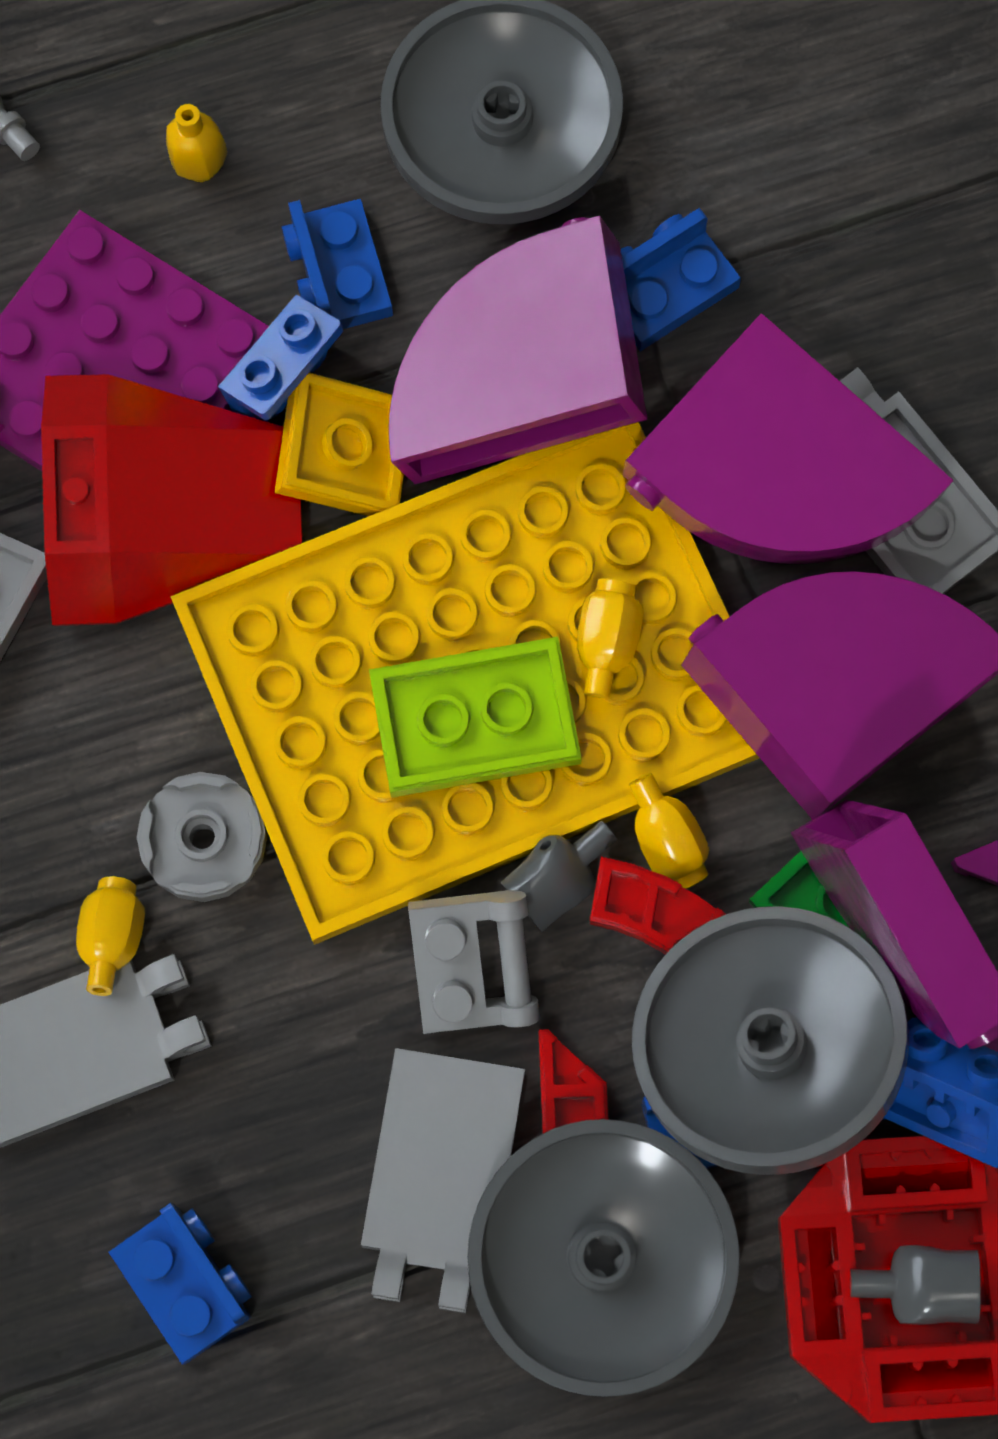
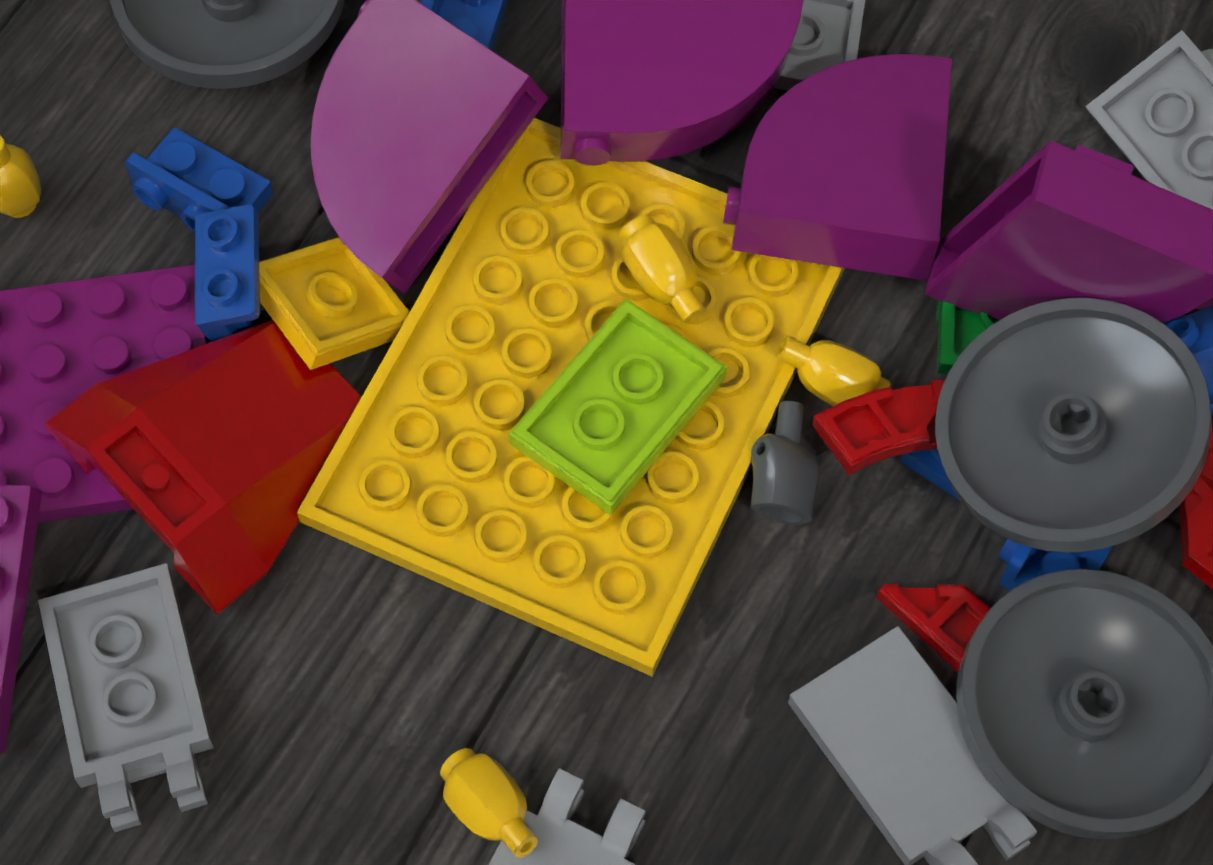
camera: 45 degrees left, 10 degrees down
(197, 804) = (483, 638): light grey plate -> none
(451, 966) = (773, 593): light grey plate -> none

